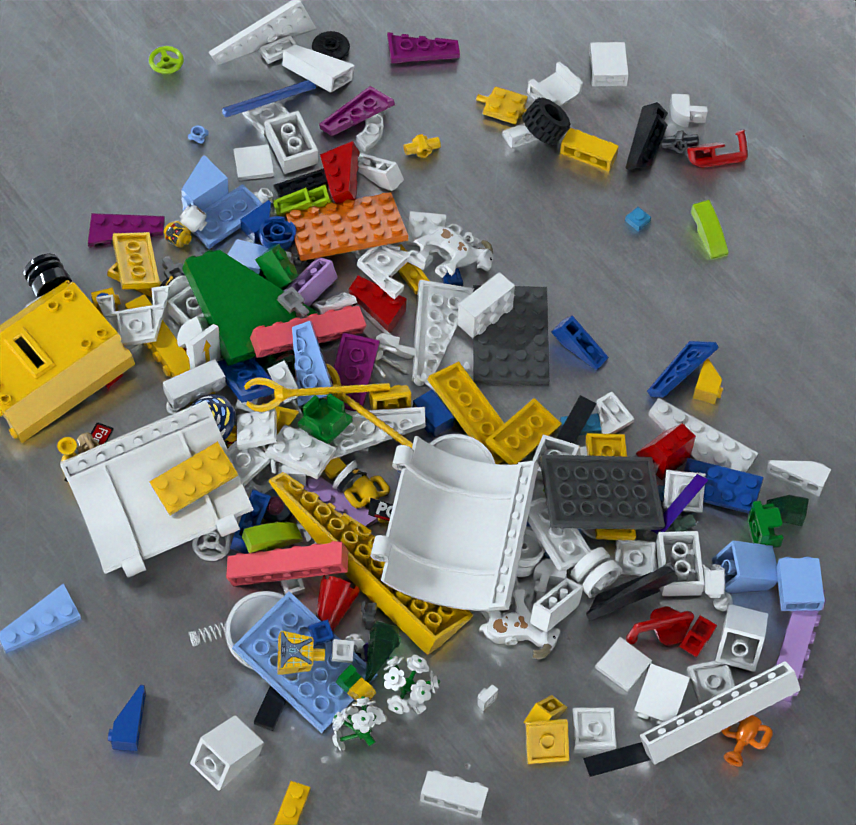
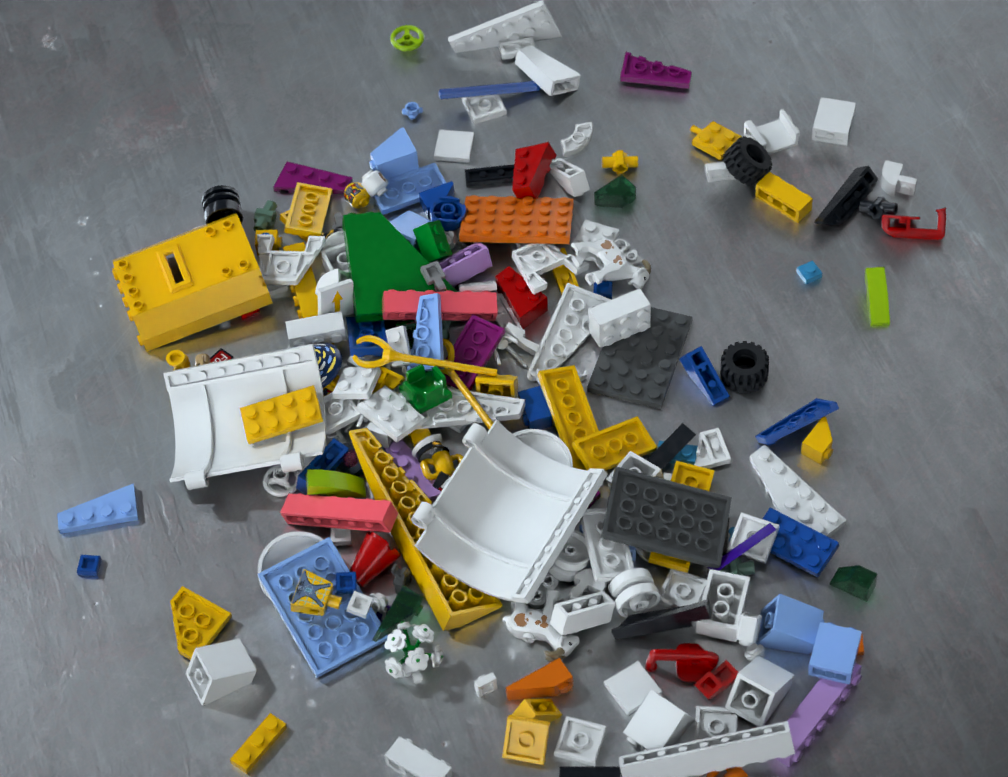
camera: 25 degrees right, 5 degrees down
(49, 678) = (89, 565): none -> blue tile
(91, 276) = (265, 216): none -> sand green axle
(128, 723) = (142, 622): blue slope -> none
(182, 709) = (196, 621): none -> yellow plate
(195, 640) = (231, 560): white piece -> none
(264, 195) = (452, 176): white plate -> none
(270, 709) = (276, 644): black tile -> none
(291, 142) = (494, 133): white brick -> none
(302, 200) = (485, 187): lime slope -> none
(331, 37) = (577, 50): black wheel -> none
(354, 684) = (360, 639): leg -> none
(356, 110) = (572, 116): magenta wing -> none
(361, 722) = (348, 672): white plant -> none
(430, 179) = (615, 193): none -> clear green slope
(541, 681) = (544, 682): none -> orange slope
(615, 313) = (744, 354): none -> black tyre
(669, 449) = (753, 494): red slope -> none
(761, 523) = (824, 588): green panel -> none
(803, 474) = (883, 550): white slope -> none

